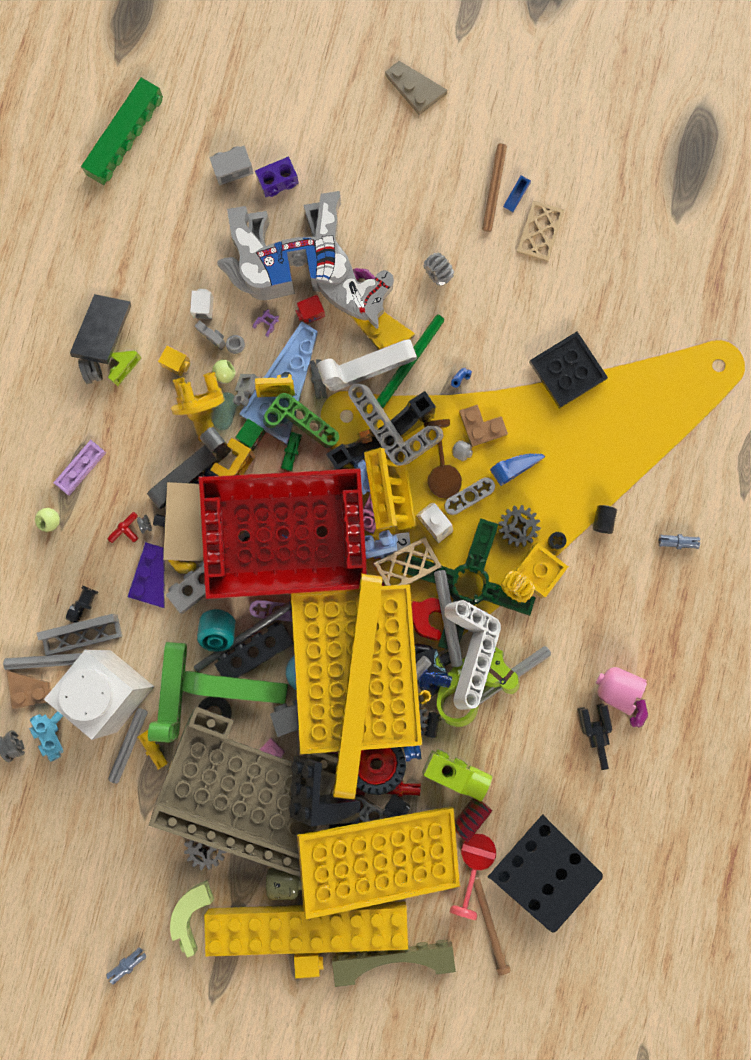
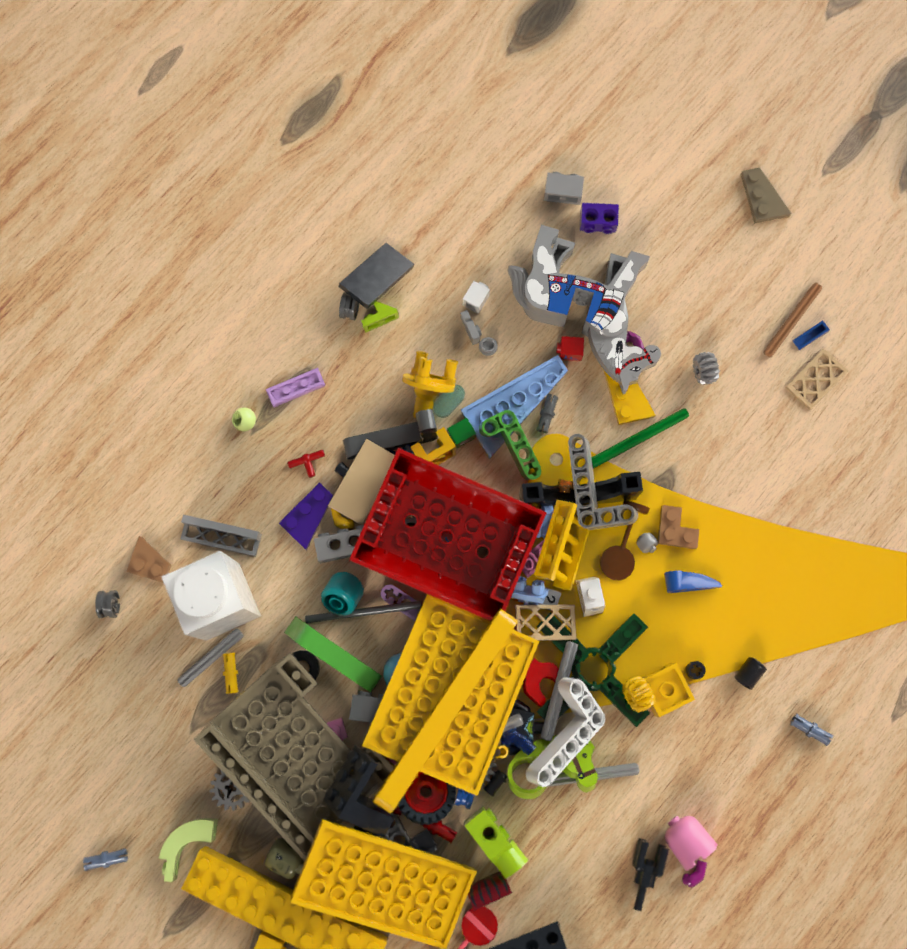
camera: 25 degrees right, 5 degrees down
(40, 661) = (173, 542): light grey axle -> none
(45, 730) = (144, 607): medium azure brick -> none
(84, 601) = (238, 508): black connector -> none
(122, 131) = (482, 114): green brick -> none
(143, 524) = (326, 465): dark grey bush -> none
(171, 694) = (256, 656): bright green beam -> none
(174, 361) = (426, 335): yellow brick -> none
(224, 371) = (466, 365): yellowish green piece -> none
(244, 387) = (477, 388): light grey plate -> none
(262, 319) = (523, 336): medium lavender piece -> none
(274, 386) = (504, 401): yellow plate -> none
(283, 641) = (397, 633): black brick -> none
(291, 451) = (490, 466): green pin -> none
(341, 376) = (598, 424): white beam -> none
(462, 373) = (675, 475): blue arm -> none
(478, 484) = (647, 581): light grey beam -> none
(516, 517) = (665, 647): dark grey gear -> none
(568, 369) = (782, 517): black plate -> none

